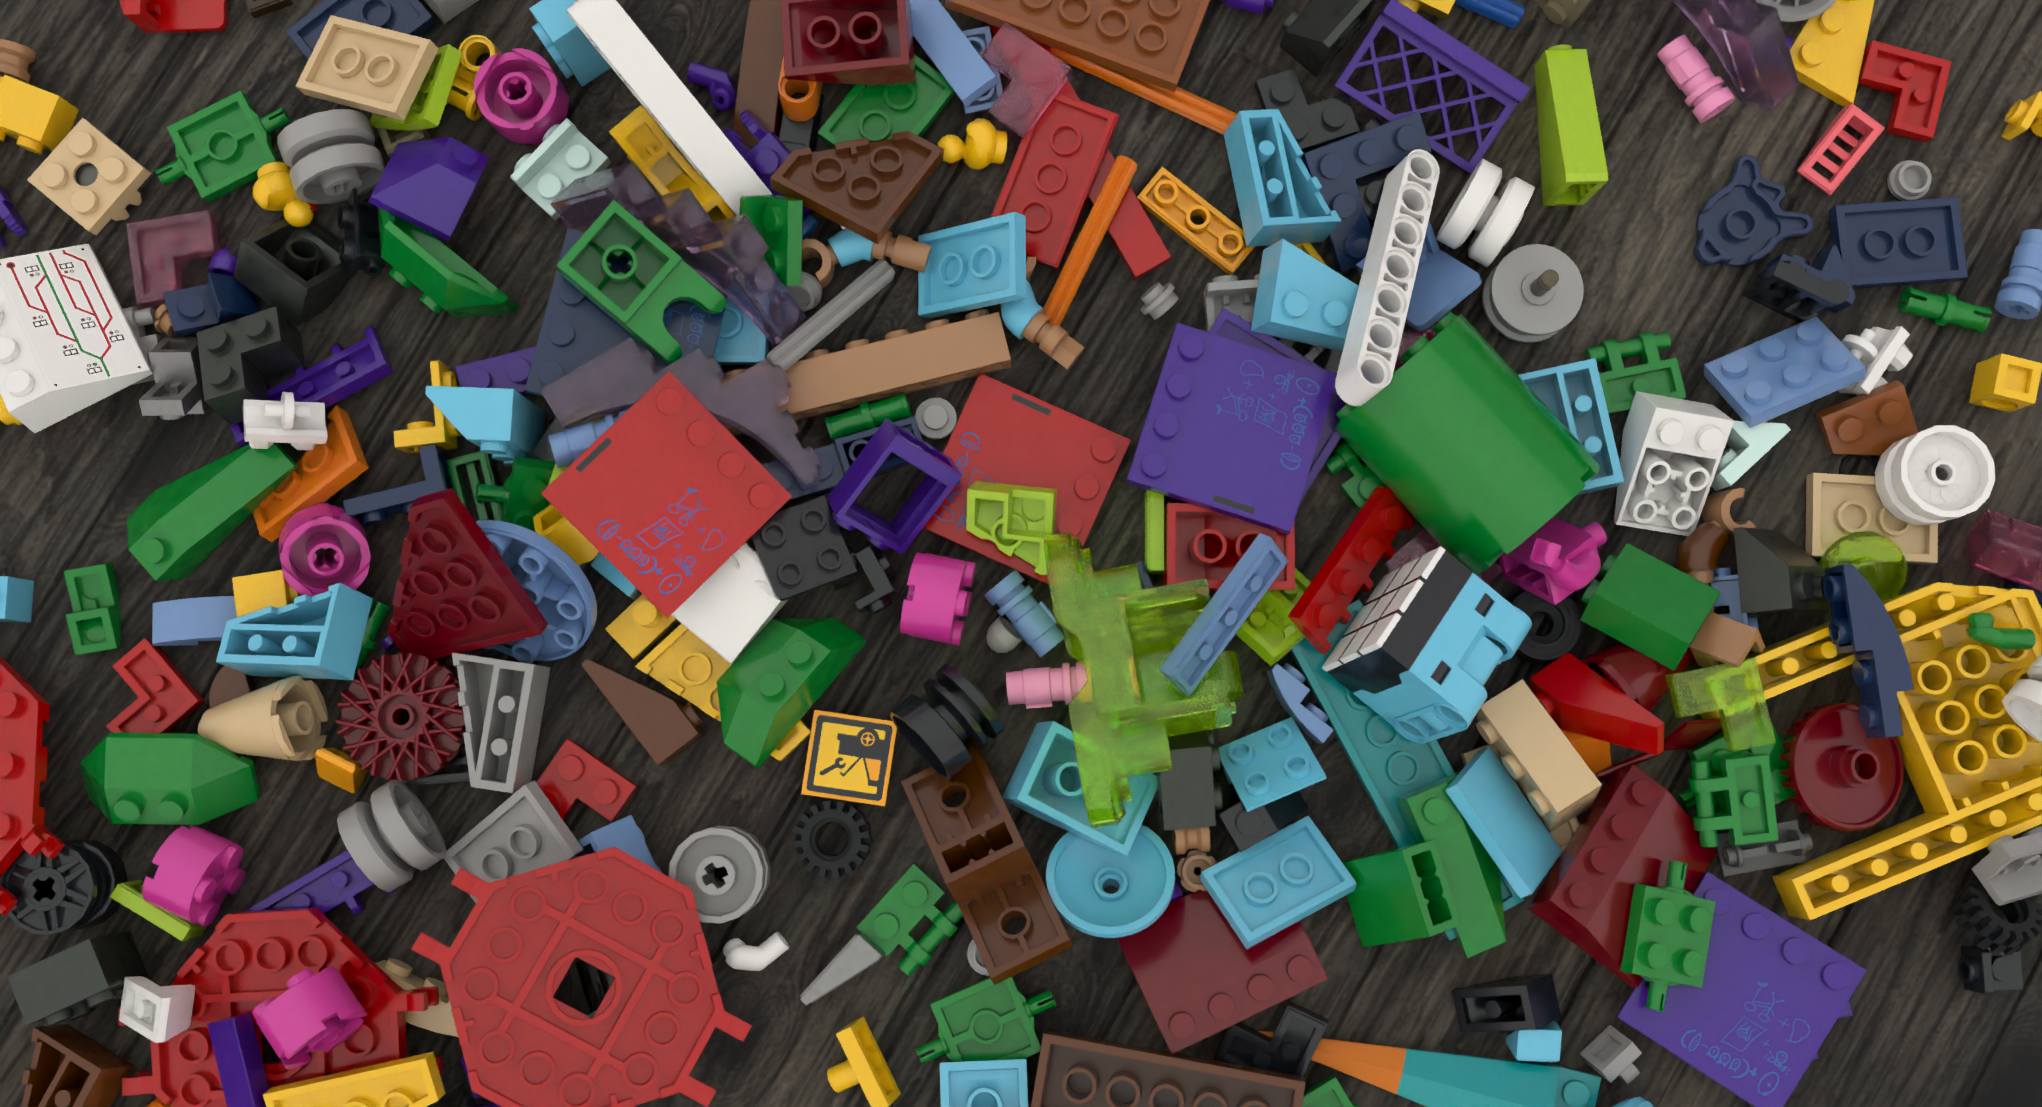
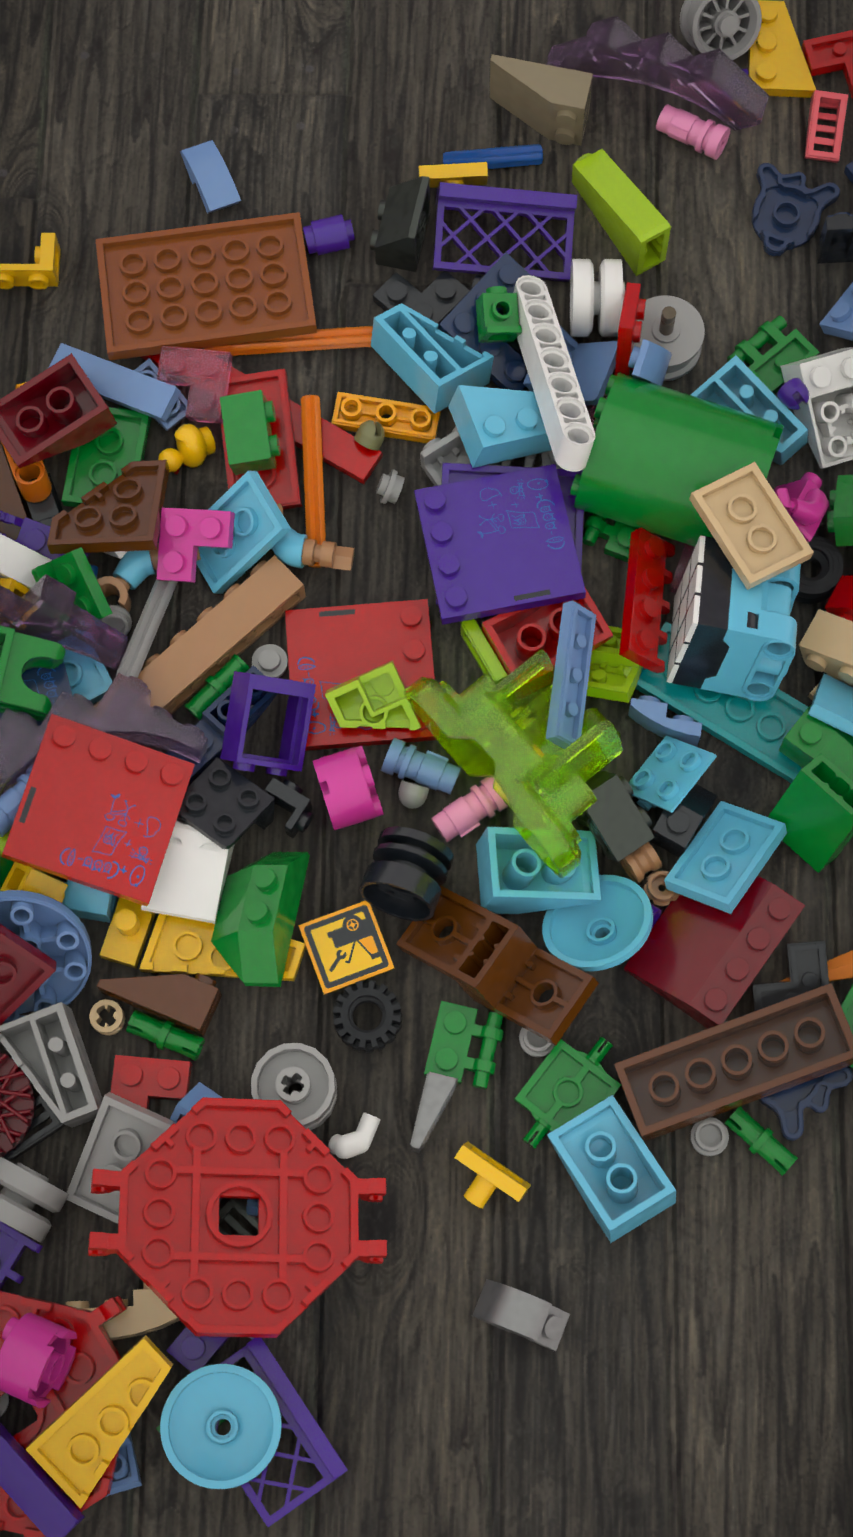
camera: 25 degrees left, 10 degrees down
(569, 689) = (118, 1015): none -> tan bush
(626, 746) = (165, 1035): none -> green pin
(920, 239) = (183, 533): none -> dark pink plate
(1043, 165) = (249, 432): none -> green brick
(1168, 233) = (370, 435): none -> olive hinge
(1356, 184) = (491, 324): none -> green brick
(1497, 321) = (650, 362): none -> medium blue slope
(1498, 272) = (629, 328): none -> red plate
(1499, 568) = (751, 525): none -> tan plate
(1631, 434) = (793, 393): none -> dark purple hinge

